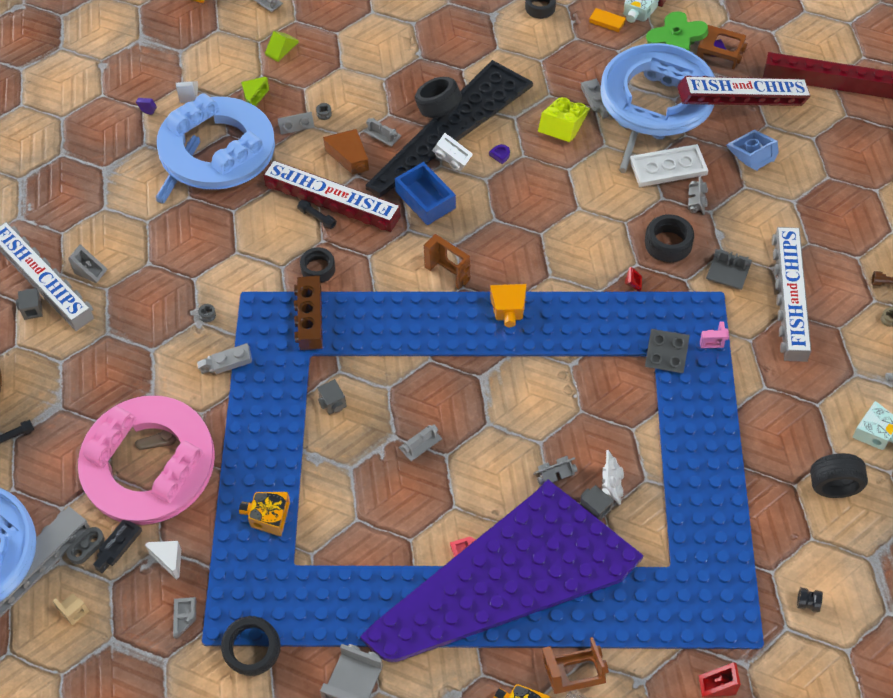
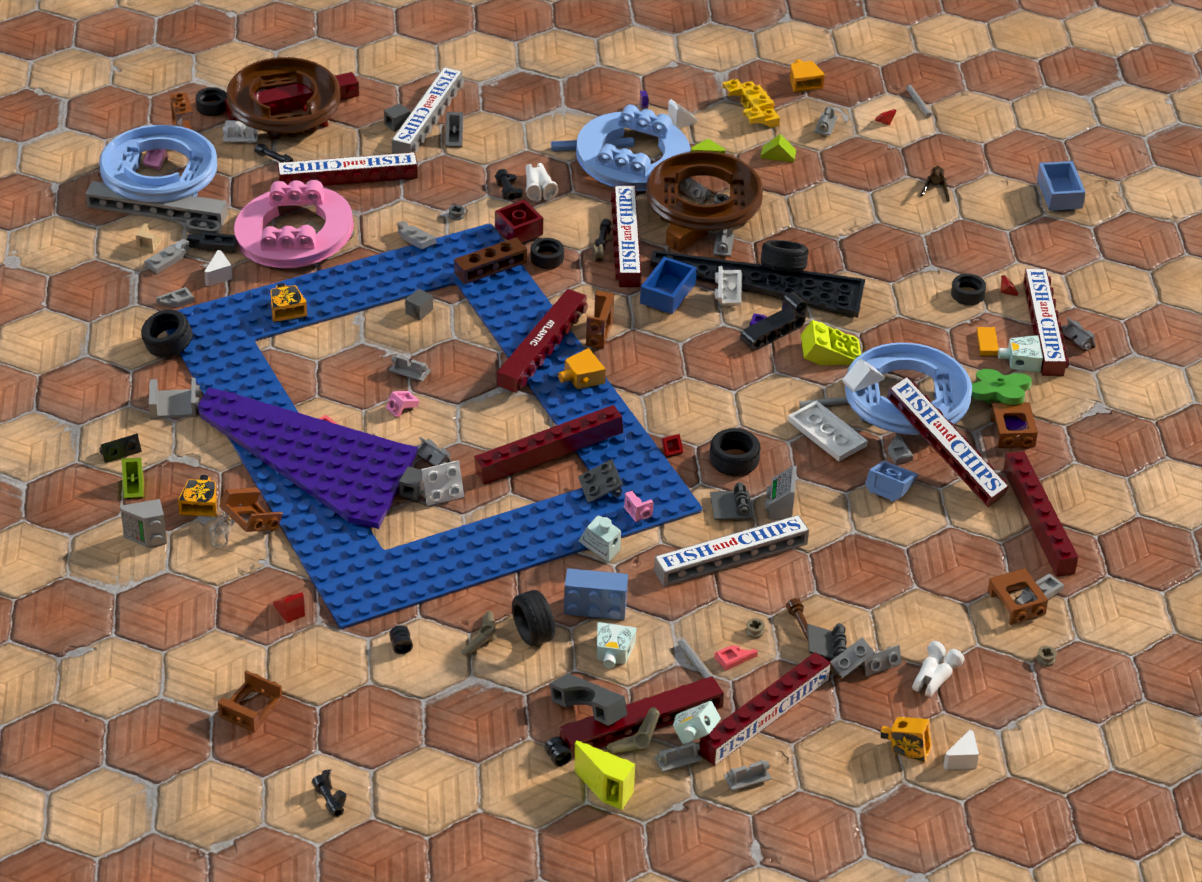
camera: 60 degrees right, 15 degrees down
(84, 380) = (351, 169): none -> brick
(110, 600) = (167, 256): none -> light grey hinge
(206, 32) = (757, 104): none -> yellow bracket
(207, 259) = (508, 191): none -> black piece
(209, 229) = (539, 180): none -> white piece
(265, 268) = (519, 221): none -> dark red brick
(325, 85) = (744, 184): none -> reddish brown piece
(341, 226) = (598, 252): none -> dark tan bush
(450, 318) = (542, 341): none -> dark red brick
(468, 468) = (400, 400): none -> bright pink bracket
(516, 141) = (777, 325): none -> black beam
(599, 372) = (548, 444): none -> dark red brick
(644, 110) = (862, 376): none -> white slope
(699, 202) = (806, 460): light grey hinge -> none
(712, 131) = (899, 451): none -> light grey tile
(744, 226) = (781, 495): none -> light grey slope
(751, 377) = (602, 538): none -> light aqua torso
(820, 415) = (595, 594): none -> medium blue piece
(826, 523) = (486, 634): none -> dark tan piece

